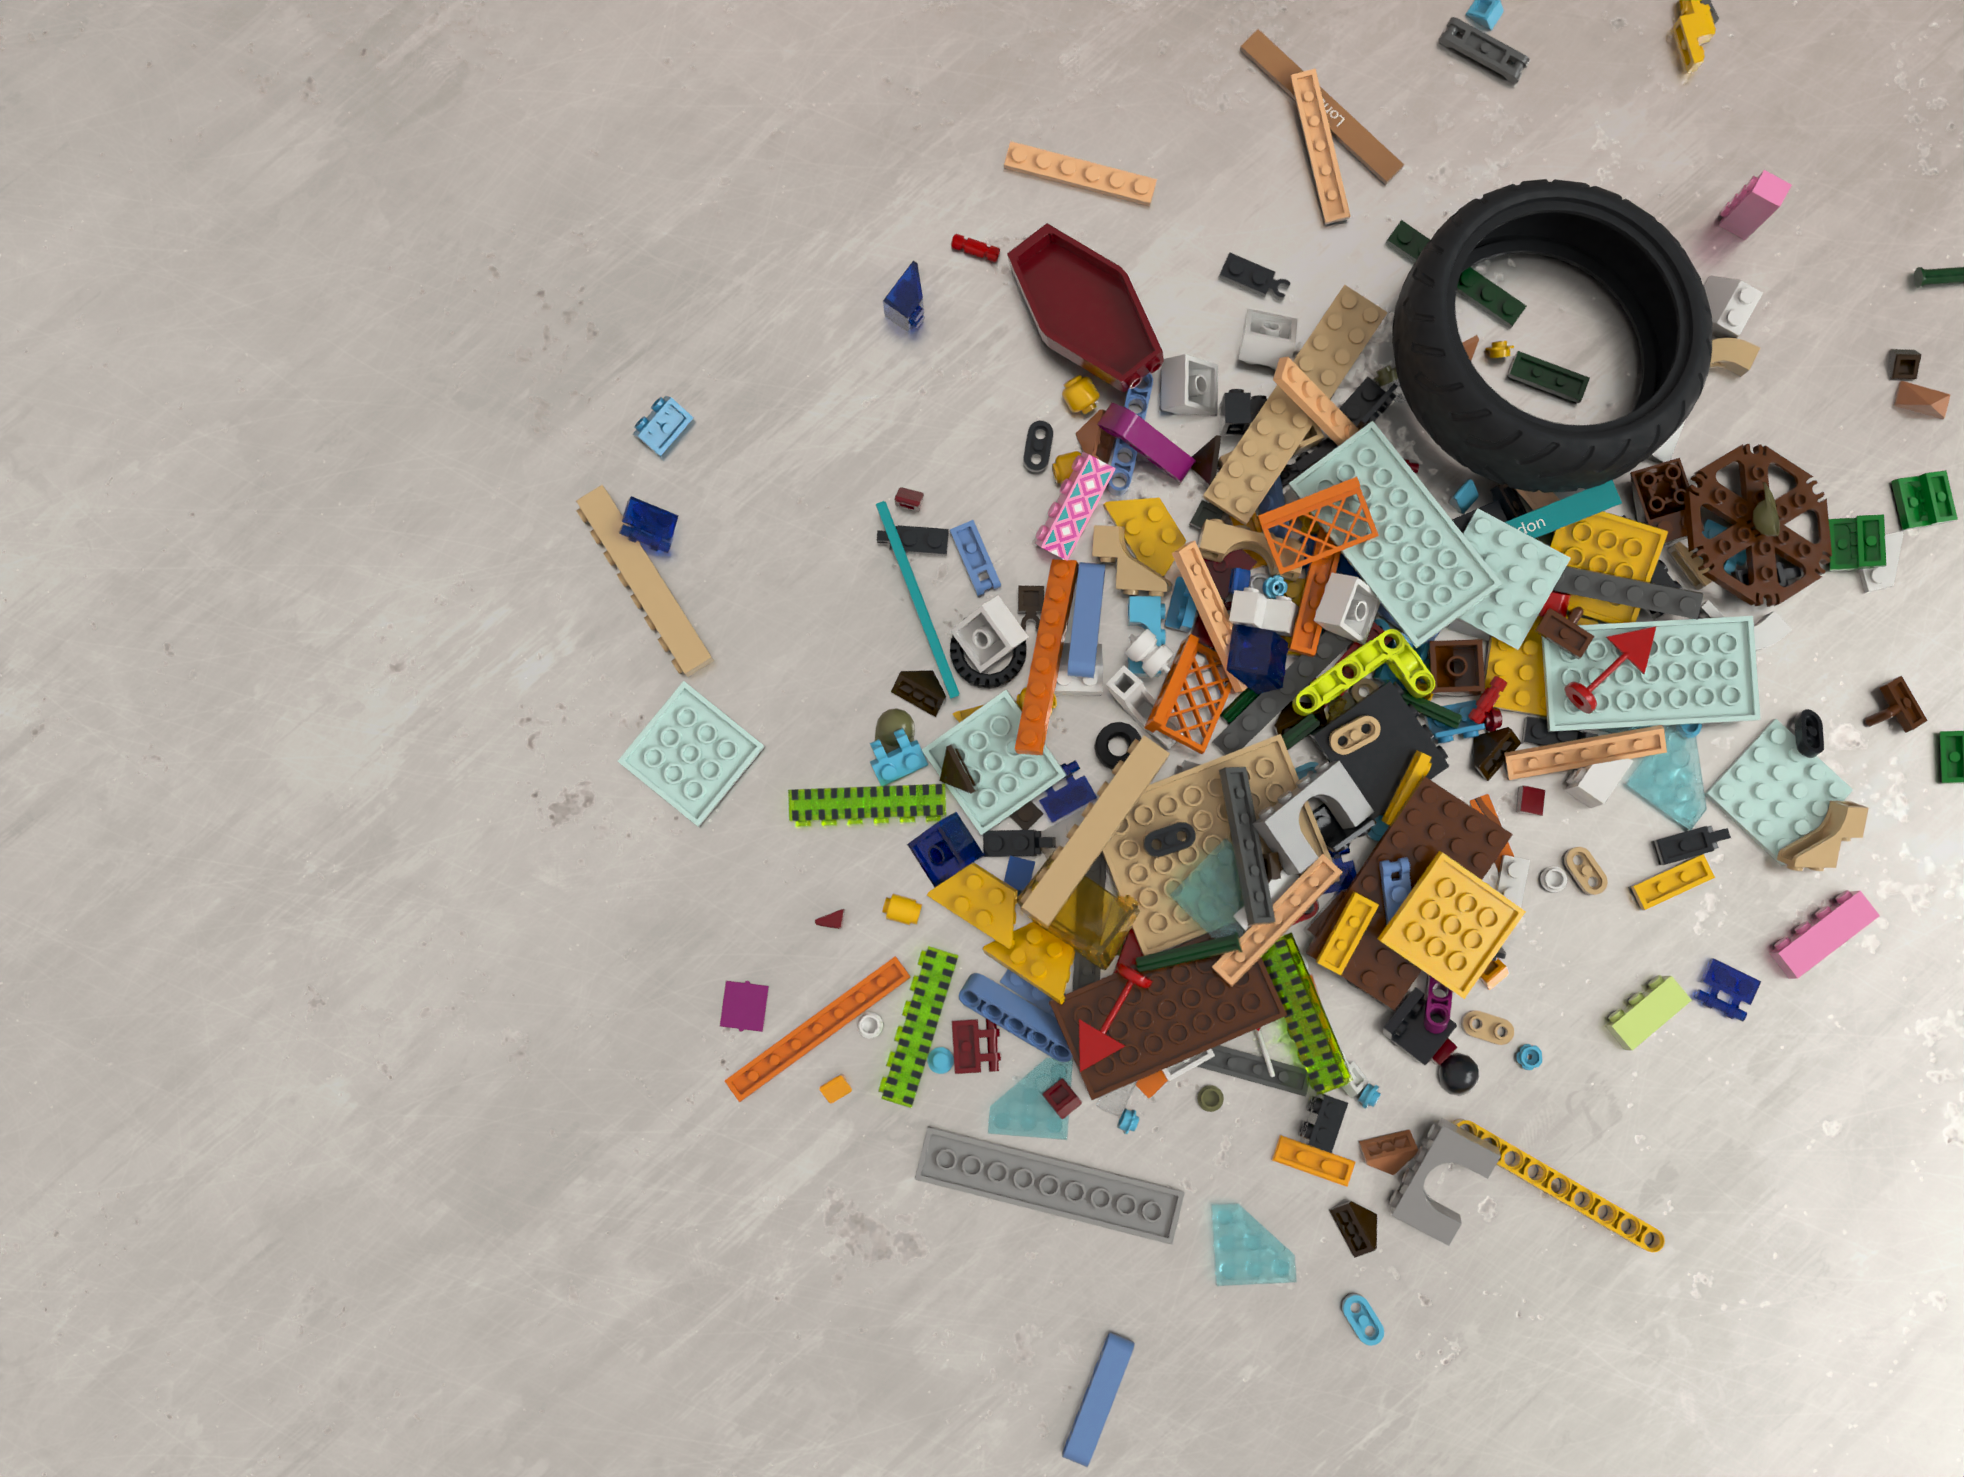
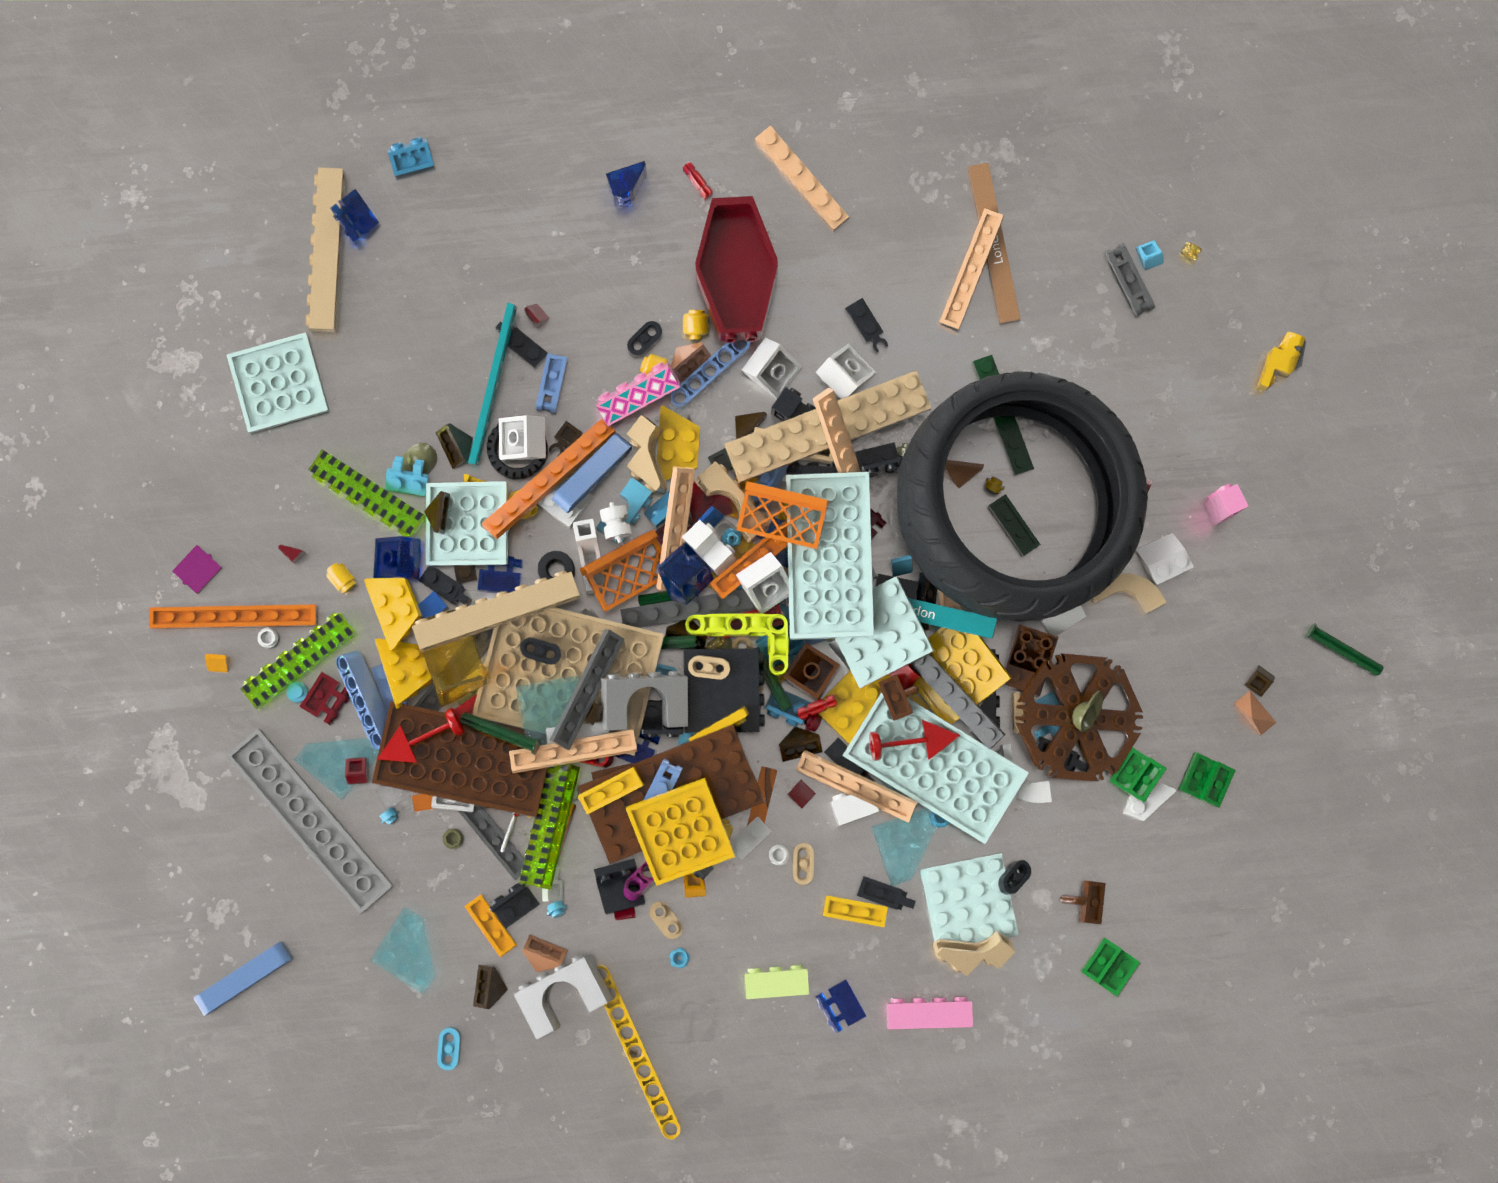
camera: 30 degrees right, 0 degrees up
(1147, 441) = (714, 384): magenta beam -> none
(1458, 1074) = (625, 936): black hair -> none

